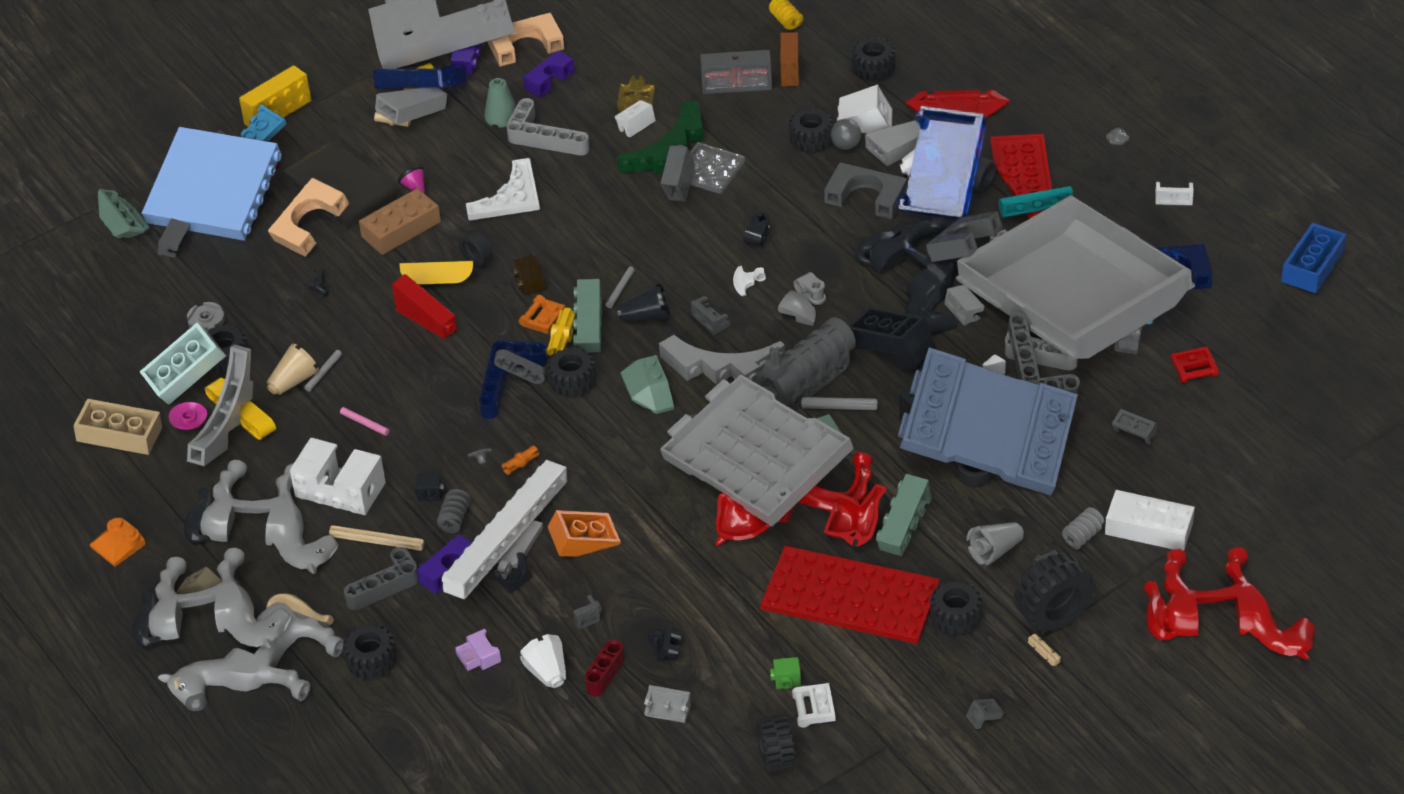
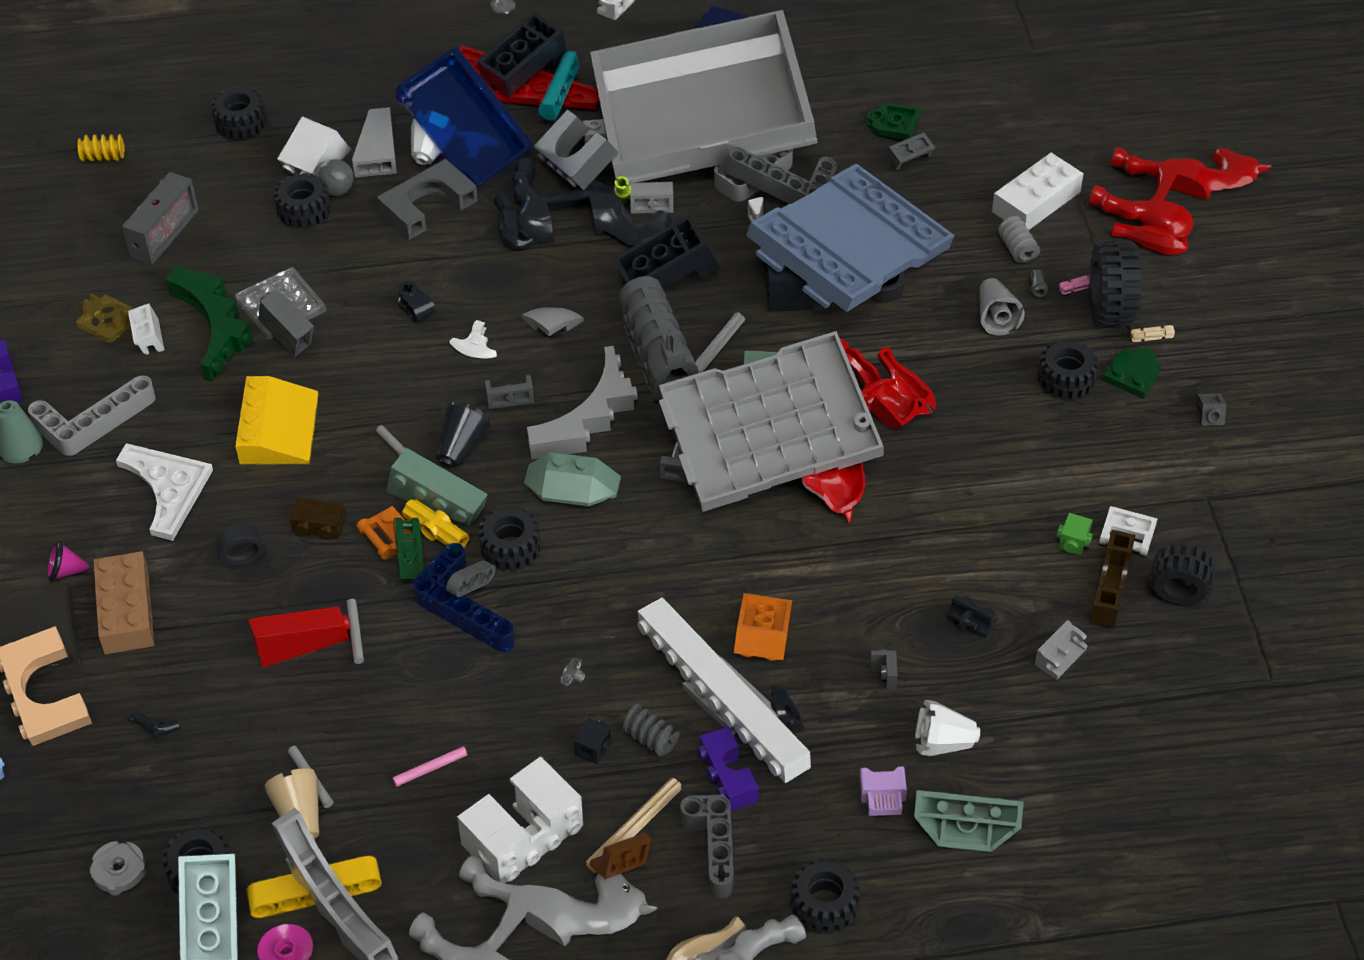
camera: 65 degrees left, 5 degrees up
(339, 536) = (622, 856): none -> reddish brown bracket
(437, 272) = (244, 599): yellow brick -> none
(450, 337) = (355, 631): none -> light grey bar
(476, 698) = (967, 819): none -> sand green wedge
(520, 460) = (608, 639): orange pin -> none
(530, 325) = (408, 549): none -> dark green plate
(598, 216) = (276, 422): none -> yellow slope
(604, 668) = (970, 676): dark red beam -> none
(727, 712) = (1112, 578): none -> dark brown arch
(789, 59) = (178, 160): dark orange brick -> none
(811, 288) = (533, 296): light grey piece -> none
(850, 594) = (988, 445): red plate -> none
(904, 514) = (920, 354): sand green wedge -> none
(947, 279) = (622, 189): none -> lime pin
(960, 100) = (361, 88): red plate -> none
(994, 653) = (1134, 371): none -> dark green plate
(1045, 163) = (522, 54): none -> black hinge
(1169, 406) = (894, 120): none -> dark green plate
(1191, 360) = (846, 82): red plate -> none

